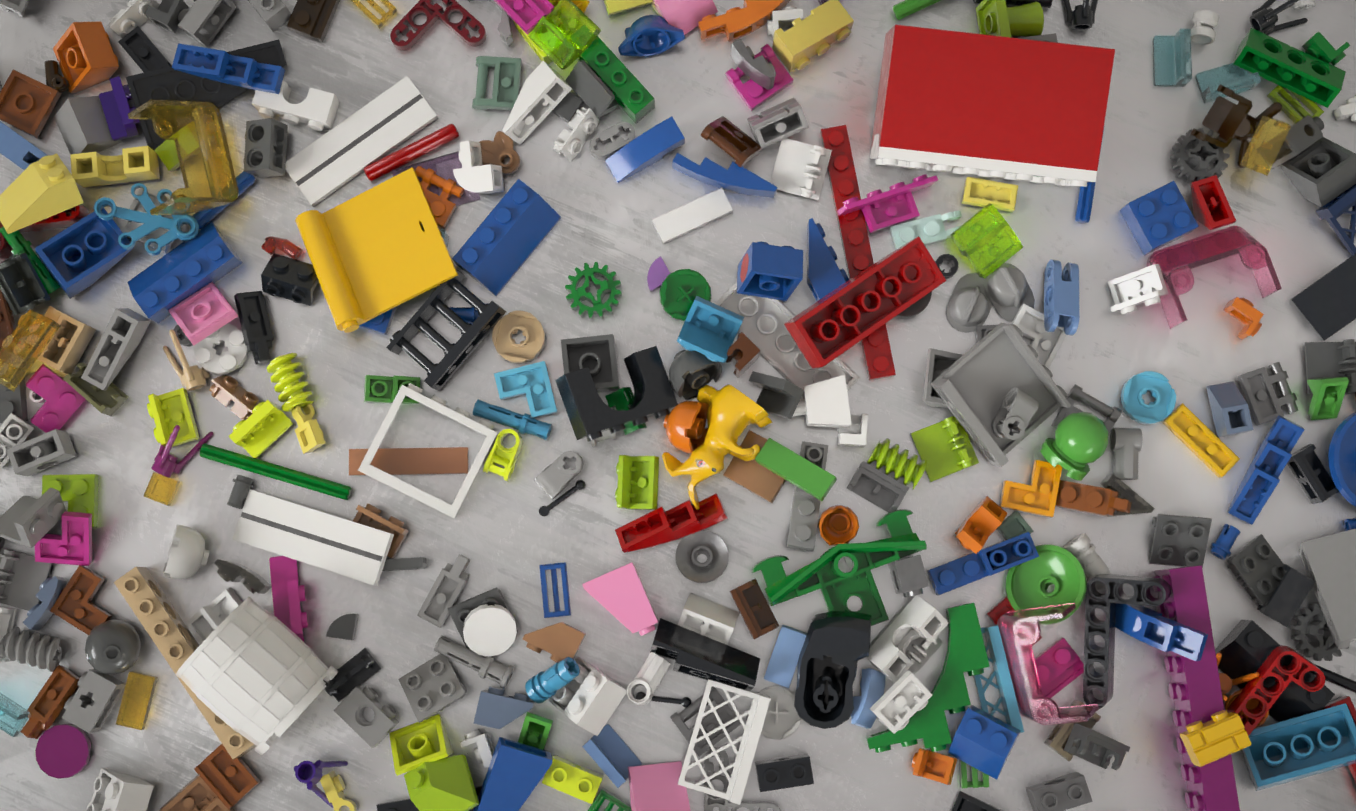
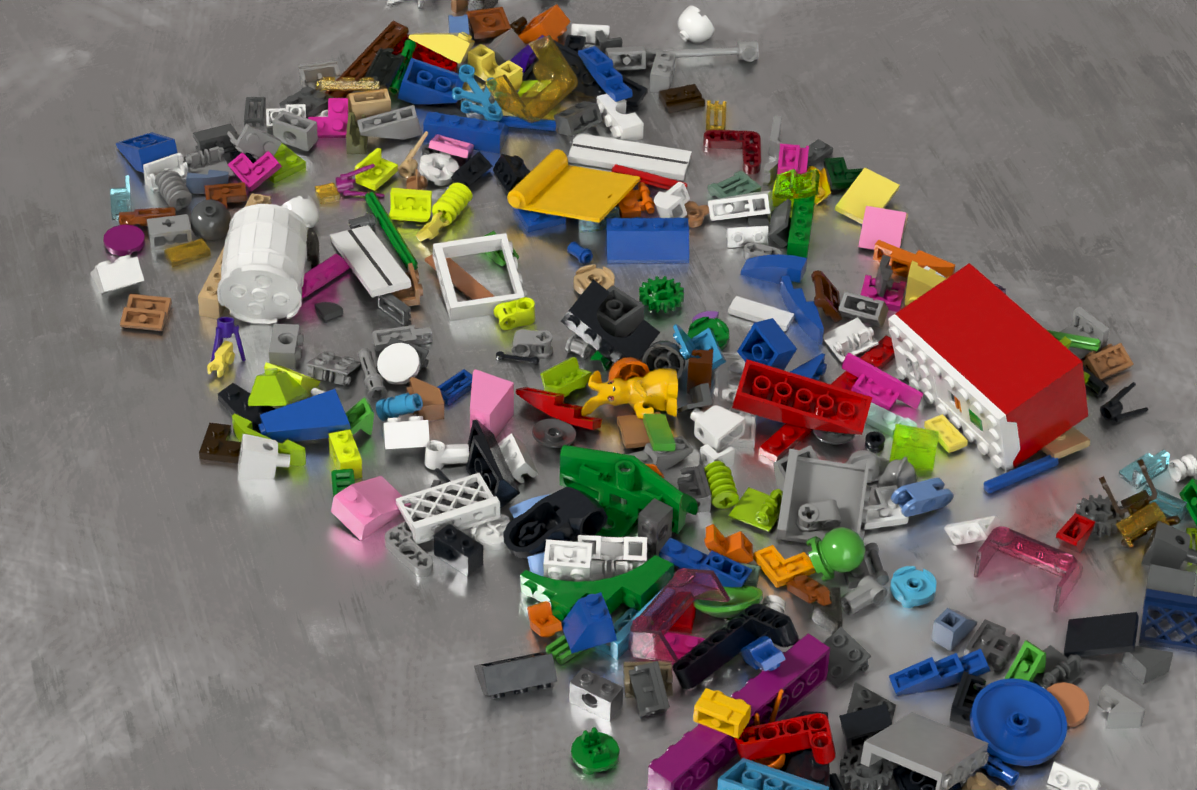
camera: 45 degrees right, 40 degrees down
(227, 777) = (182, 311): dark orange plate -> none
(284, 245) = (529, 158): clear red arm -> none
(352, 674) = (310, 328): black hinge -> none
(454, 353) = (561, 255): black fence -> none
(498, 709) = (351, 393): sand blue slope -> none
(520, 422) = (542, 311): dark azure pin -> none
(533, 382) = (564, 296): medium azure plate -> none
(611, 755) = (379, 465): medium blue panel -> none
(650, 37) = (841, 229): blue hat -> none
(754, 609) = (545, 477): reddish brown hinge -> none
(1159, 218) = (1035, 515): blue brick -> none
(1201, 440) = (919, 632): yellow tile -> none
(1225, 541) = (869, 682): blue pin -> none
(1245, 312) = (1026, 603): orange bracket -> none

